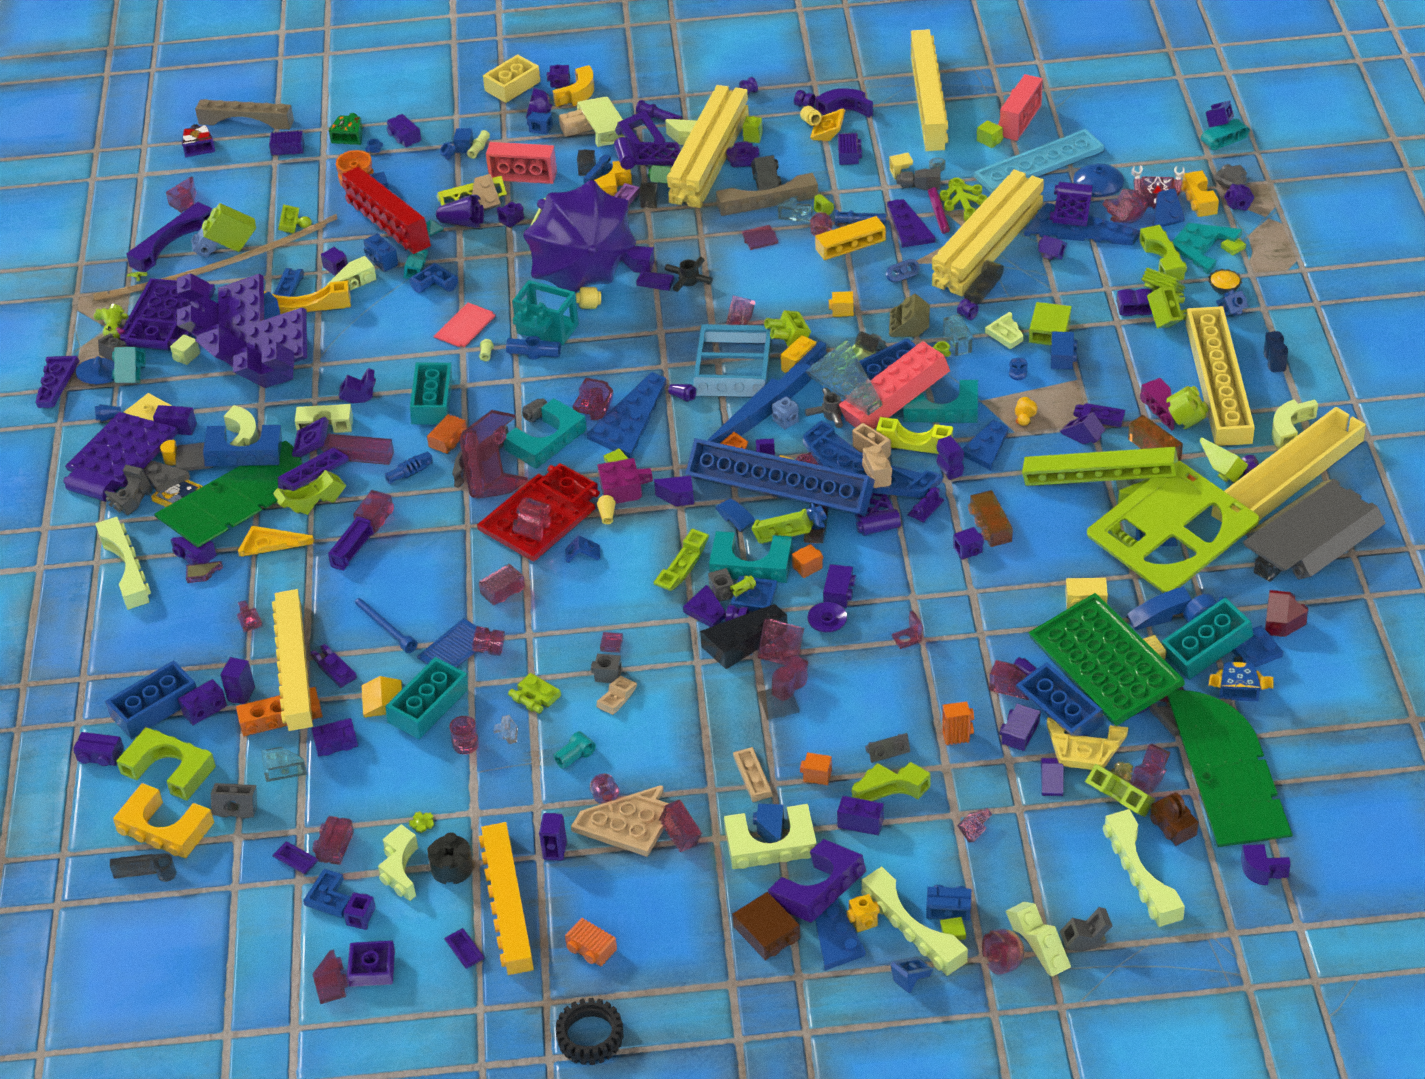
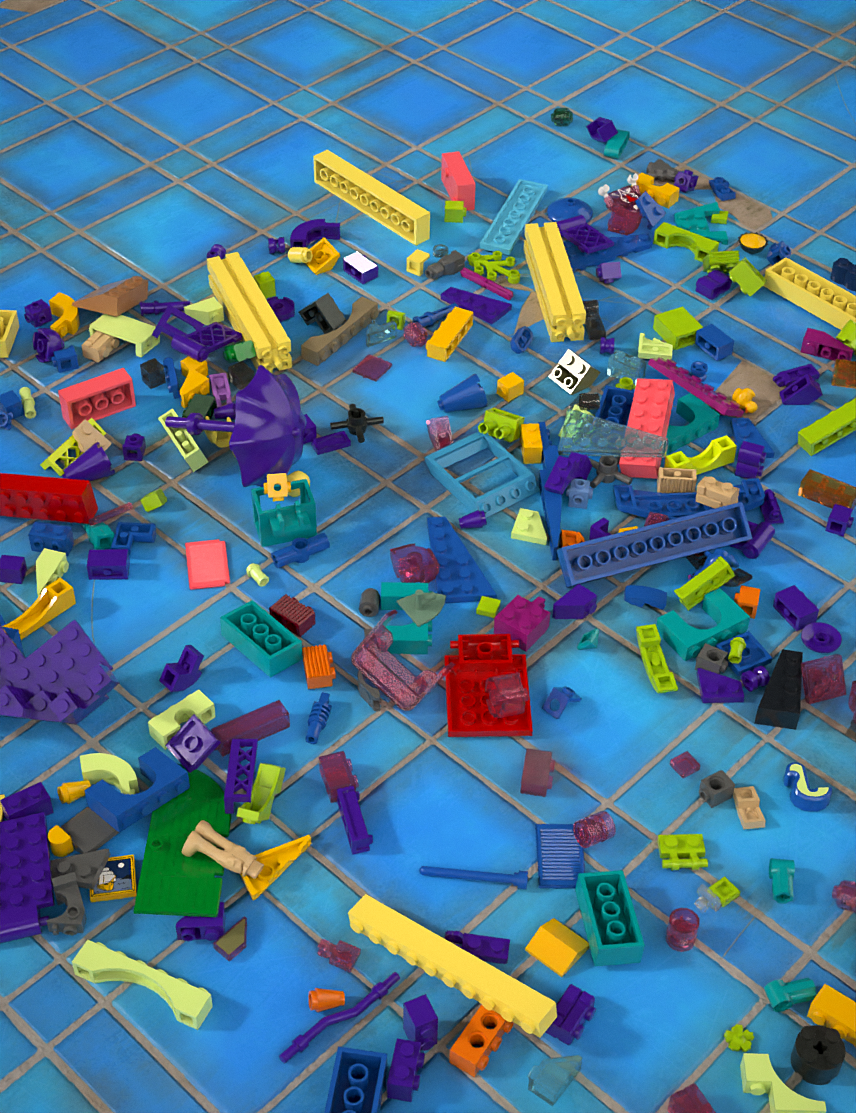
camera: 45 degrees left, 0 degrees up
(207, 635) = (325, 999): none -> orange cone
(209, 422) = (72, 791): none -> yellow cone
(245, 652) = (301, 1042): none -> dark purple bar
(246, 519) = (229, 855): none -> tan piece
(397, 290) = (108, 564): none -> dark purple panel
(437, 254) = (109, 514): none -> clear pink bar
(473, 390) = (293, 615): none -> dark red brick
(480, 259) = (153, 500): none -> lime slope
(480, 814) = (784, 995): none -> teal piece
(529, 734) = (725, 891): none -> lime tile
(538, 285) = (274, 479): none -> yellow brick
(559, 429) = (422, 606): none -> sand green shield
(606, 508) = (537, 652): light yellow cone -> none
(625, 88) = (115, 297): none -> medium nougat slope
(655, 522) = (589, 640): none -> teal slope
(665, 706) = (801, 794): none -> blue animal
(717, 416) = (529, 527): none -> yellowish green wing
(781, 386) = (566, 469): none -> dark purple arch
(794, 292) = (464, 396): none -> blue cone
(992, 379) = (694, 386): none -> magenta plate
(1205, 86) = (562, 117): none -> clear green head
(1272, 220) = (721, 189): none -> blue slope

